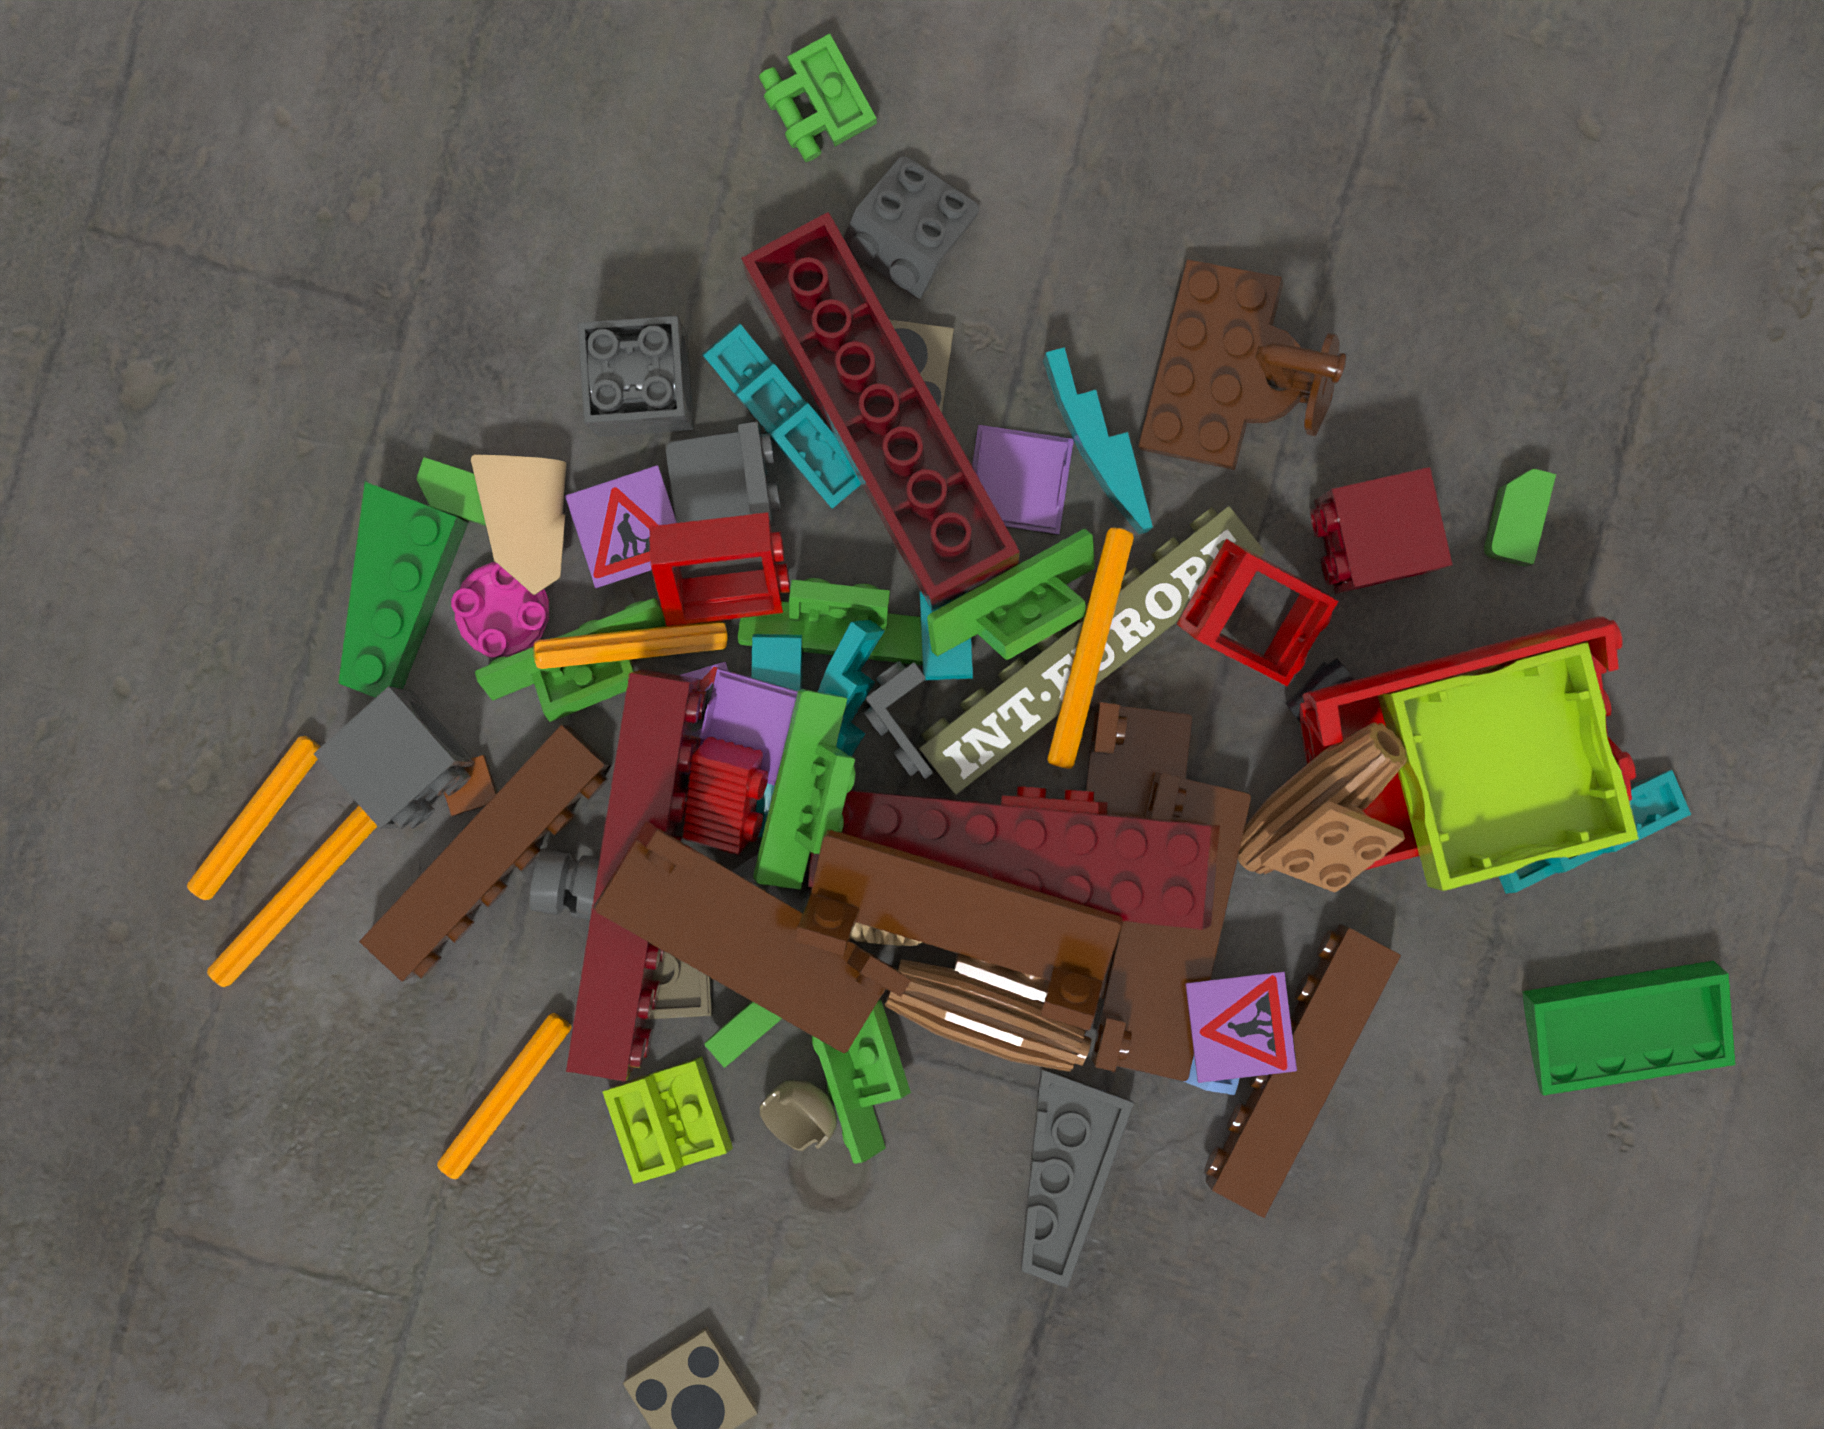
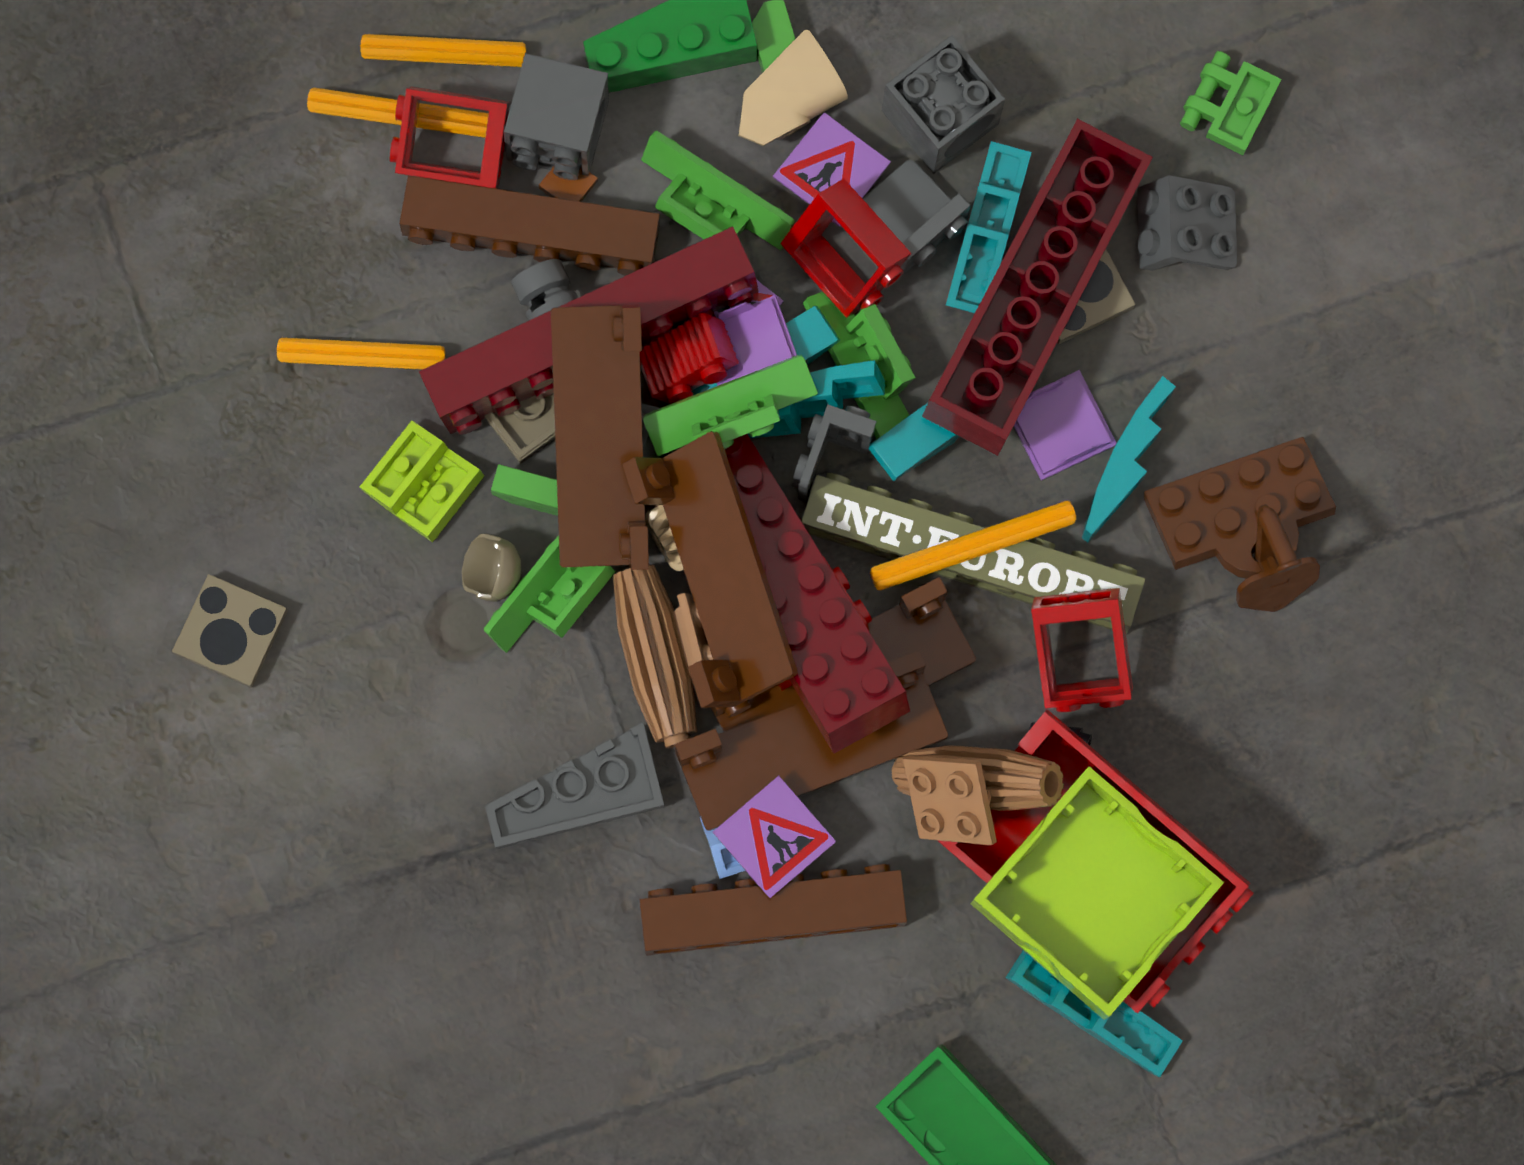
camera: 50 degrees right, 10 degrees down
(325, 923) = (494, 147): none -> red window
(499, 612) = (708, 121): dark pink dish -> none
(629, 644) = (749, 225): light orange axle -> none
(1019, 604) = (970, 473): bright green bracket -> none
(1380, 531) = (1202, 698): dark red brick -> none
(1519, 518) = (1288, 801): bright green piece -> none

